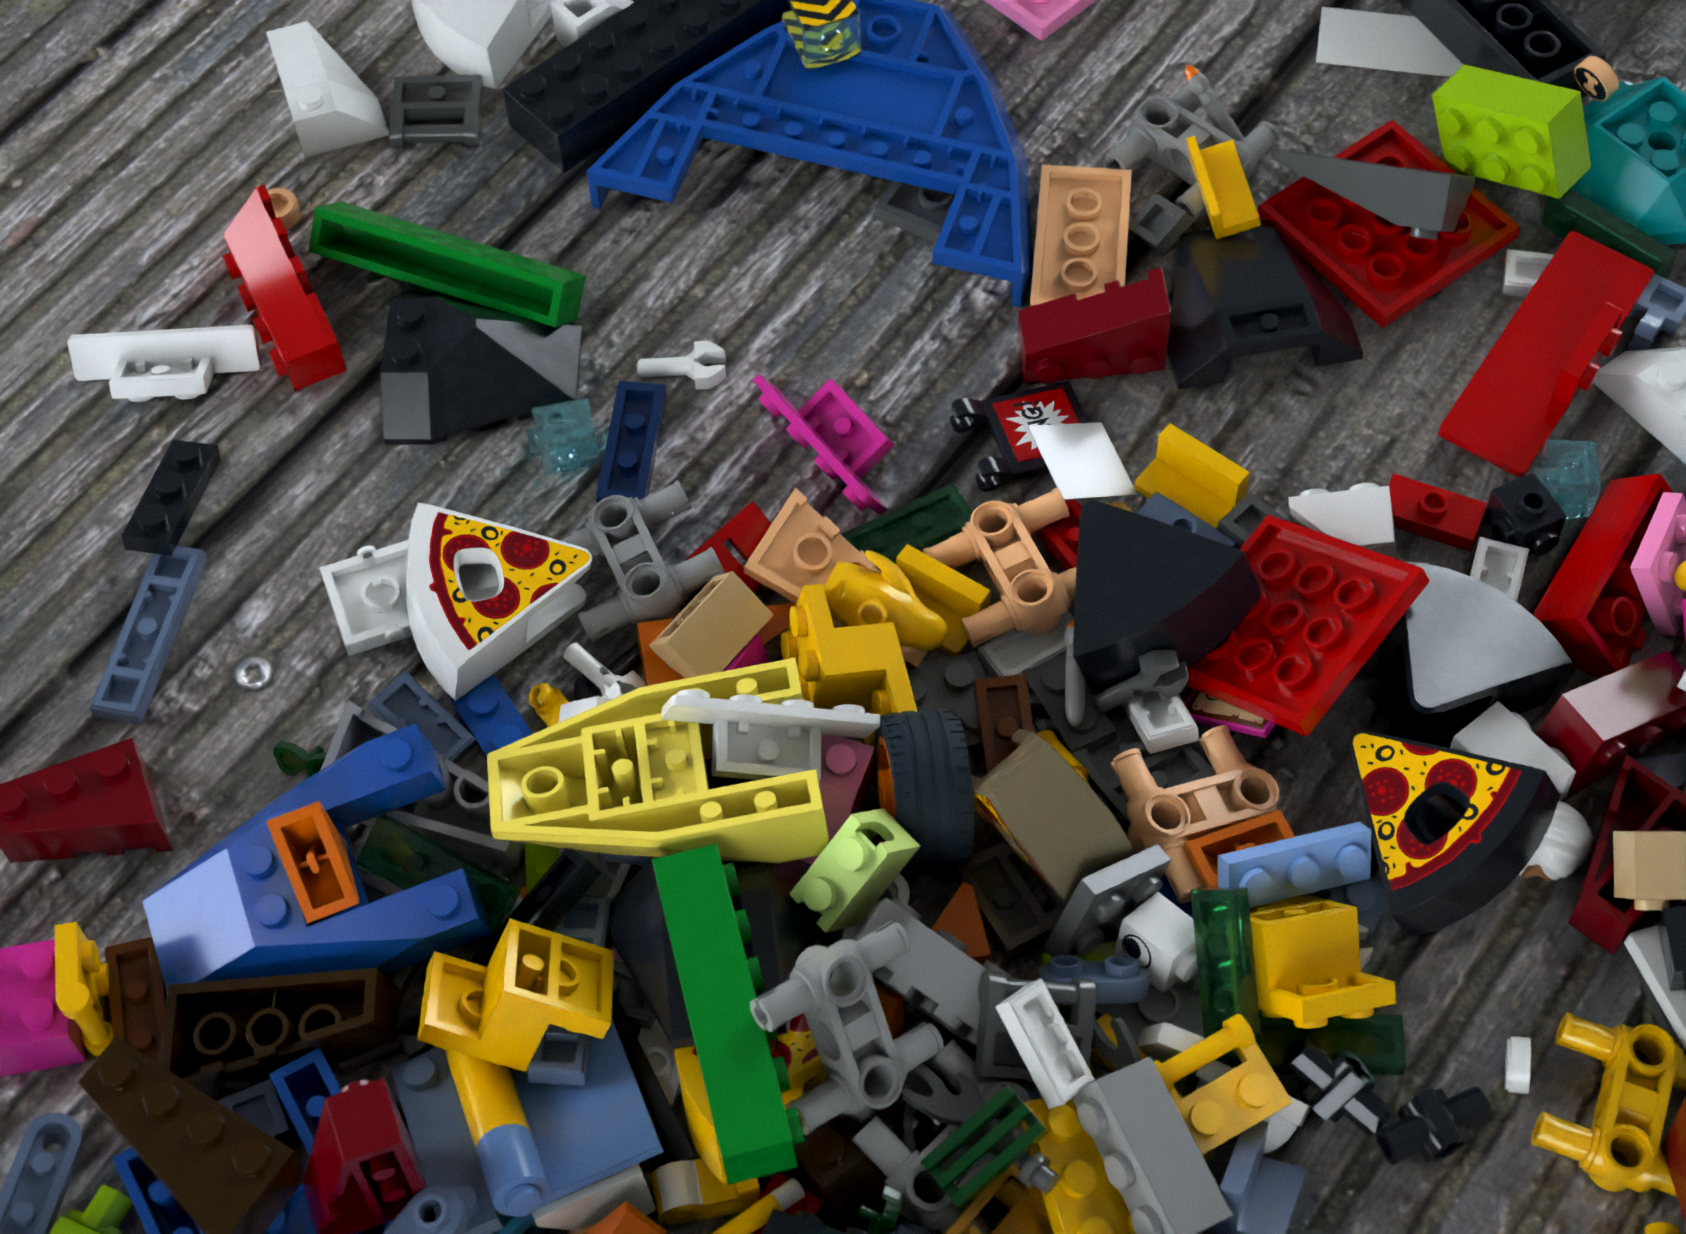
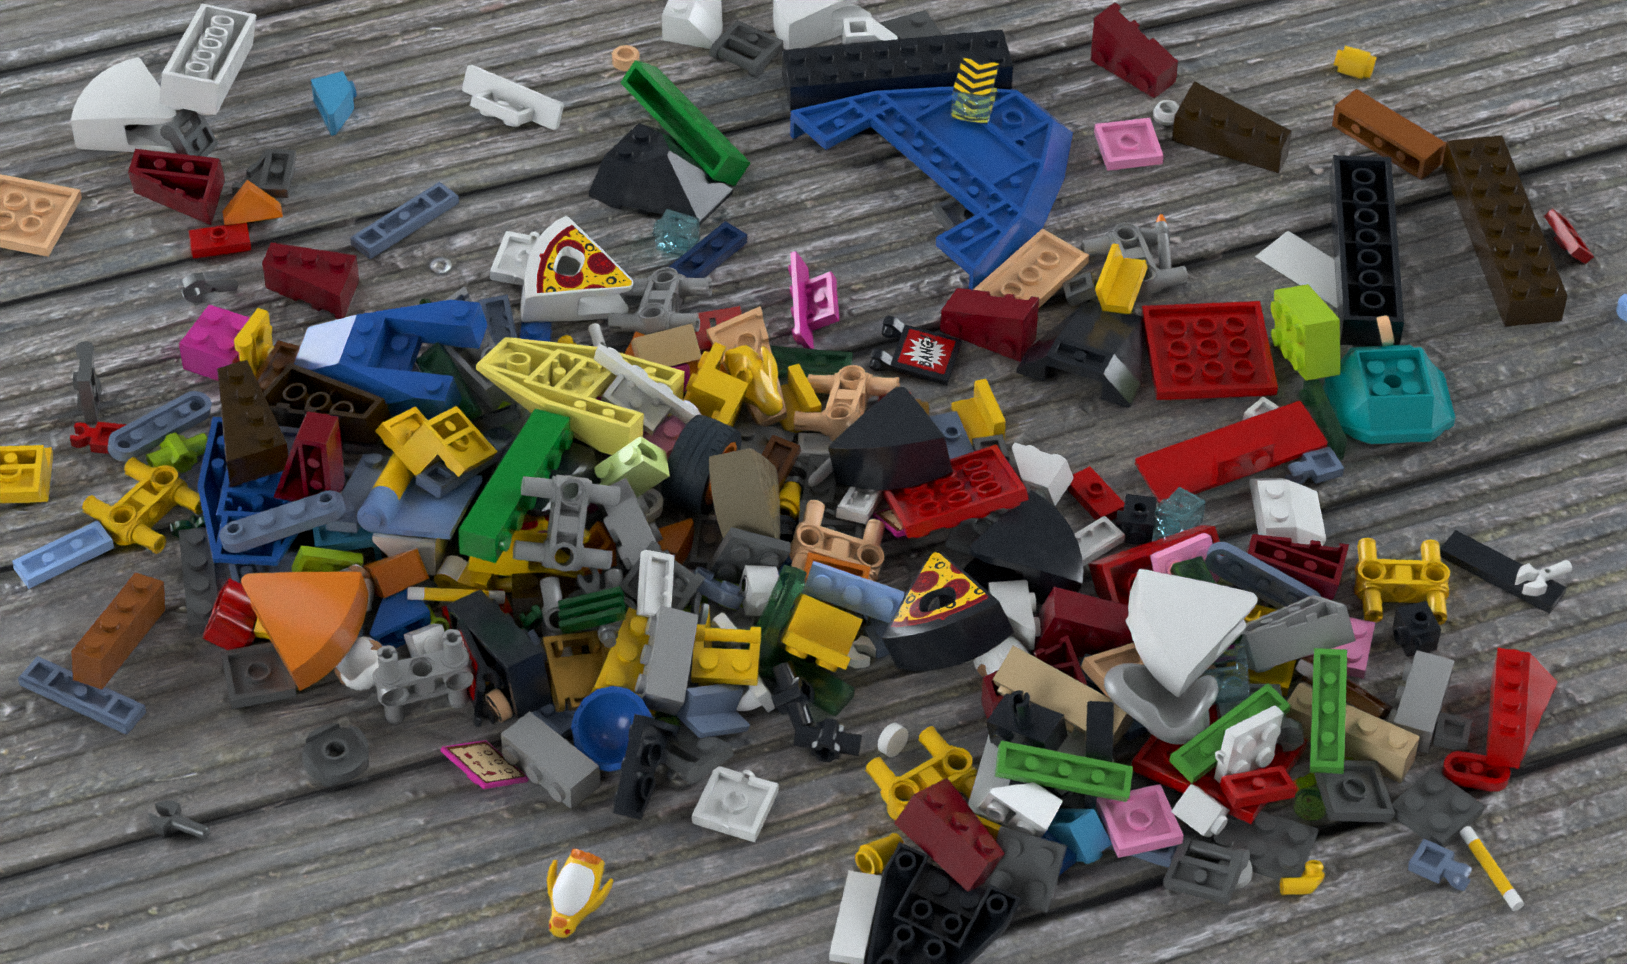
camera: 30 degrees right, 10 degrees down
(171, 497) = (462, 164): black plate -> none
(280, 295) = (590, 97): red wedge -> none
(314, 861) = (390, 337): orange slope -> none
(691, 365) = (776, 238): white bar -> none
(1082, 460) = (930, 376): white sticker -> none
(1158, 673) = (860, 482): dark grey bar -> none
(1402, 195) = (1213, 331): dark grey wedge -> none

